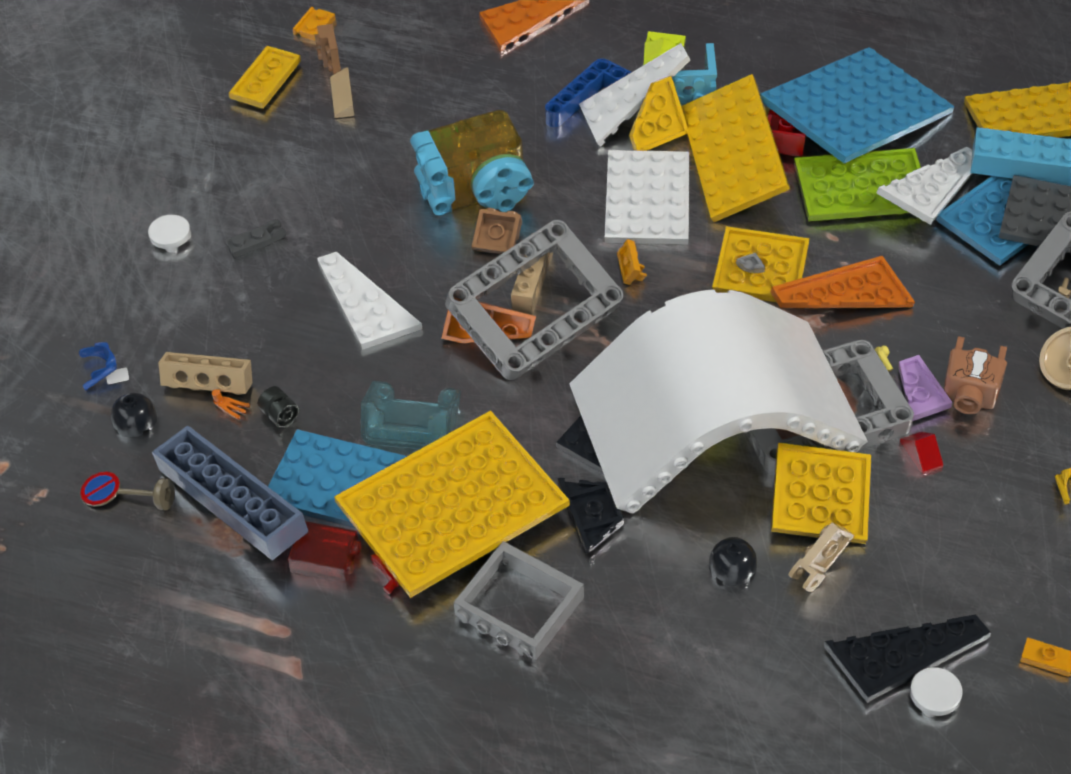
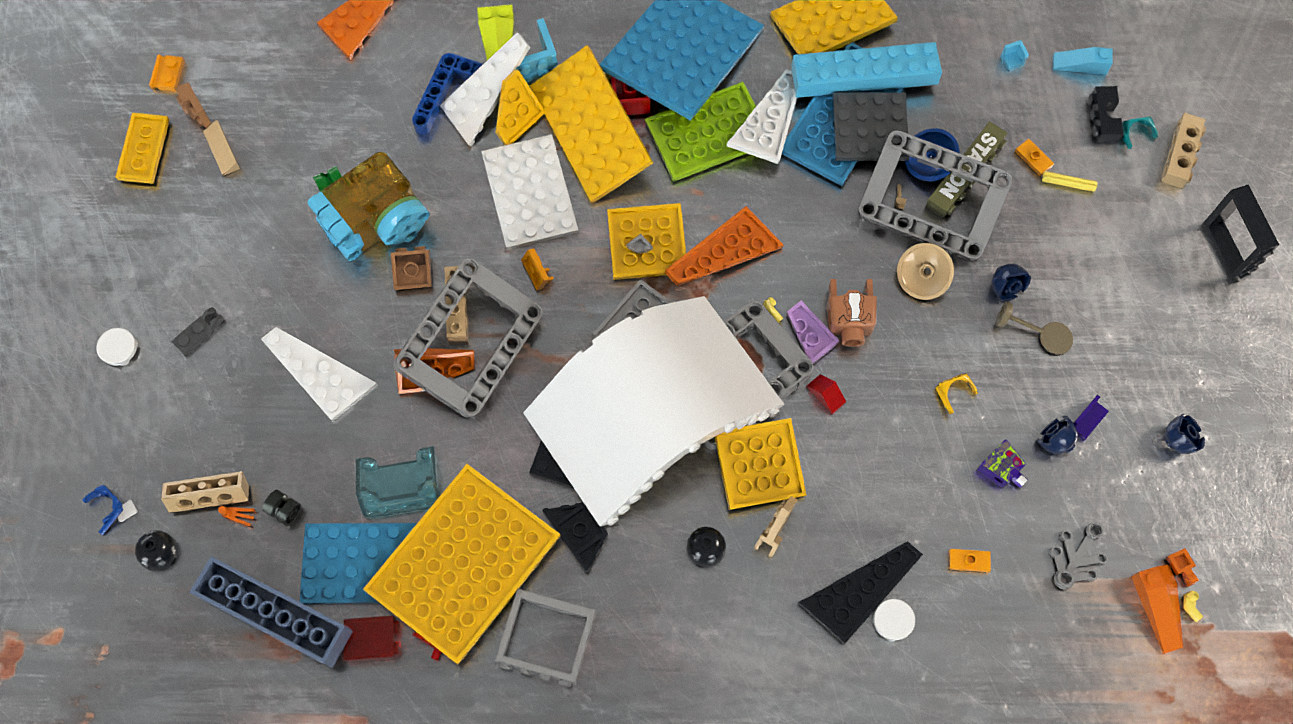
camera: 20 degrees left, 20 degrees up
(105, 486) = (157, 630): piece -> none

